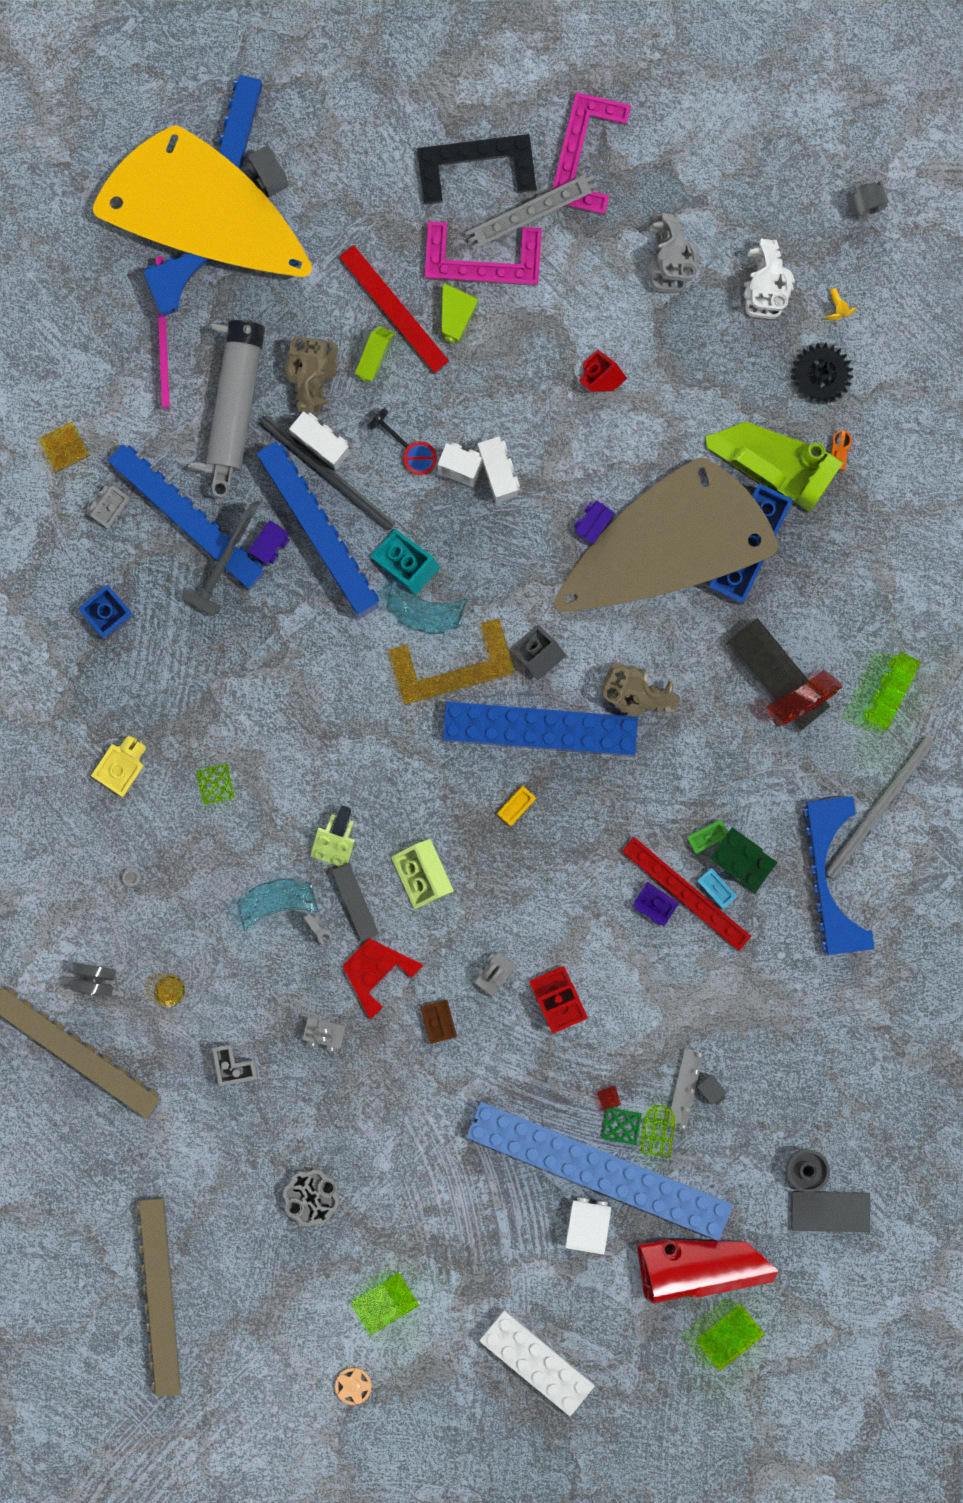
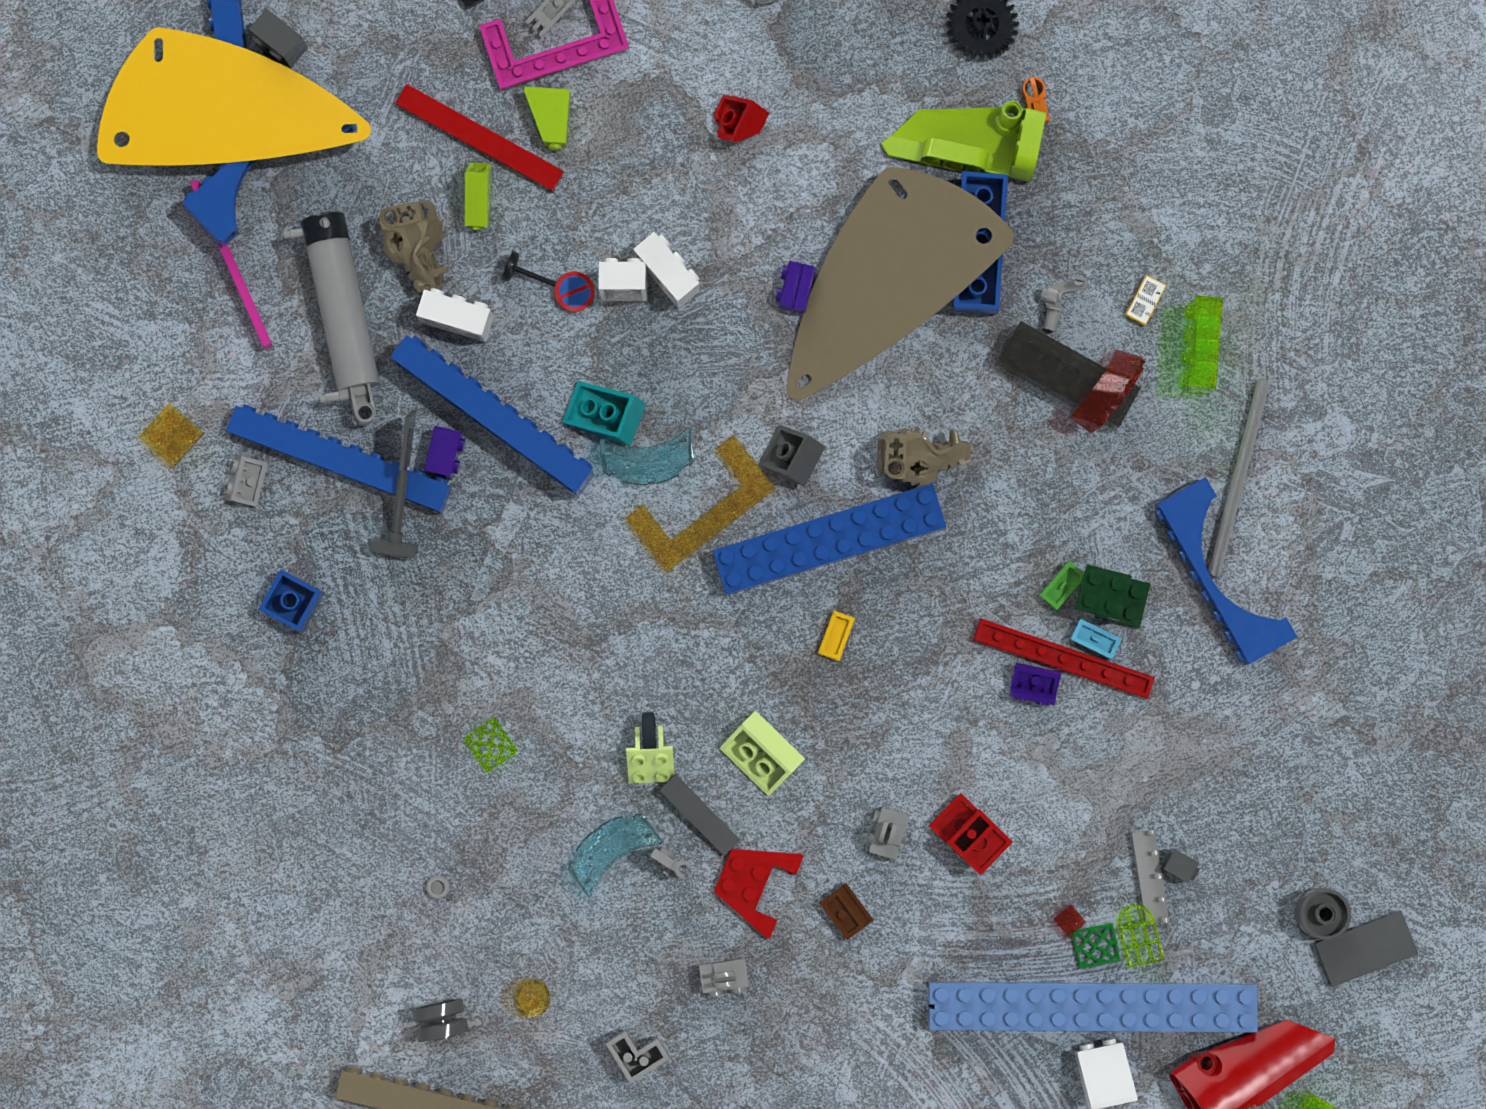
camera: 25 degrees left, 0 degrees up
(120, 766) = (376, 766): light yellow plate -> none
(326, 472) = (477, 348): dark grey axle -> none
(791, 609) = (1053, 295): none -> light grey pin
(863, 640) = (1145, 300): none -> white tile

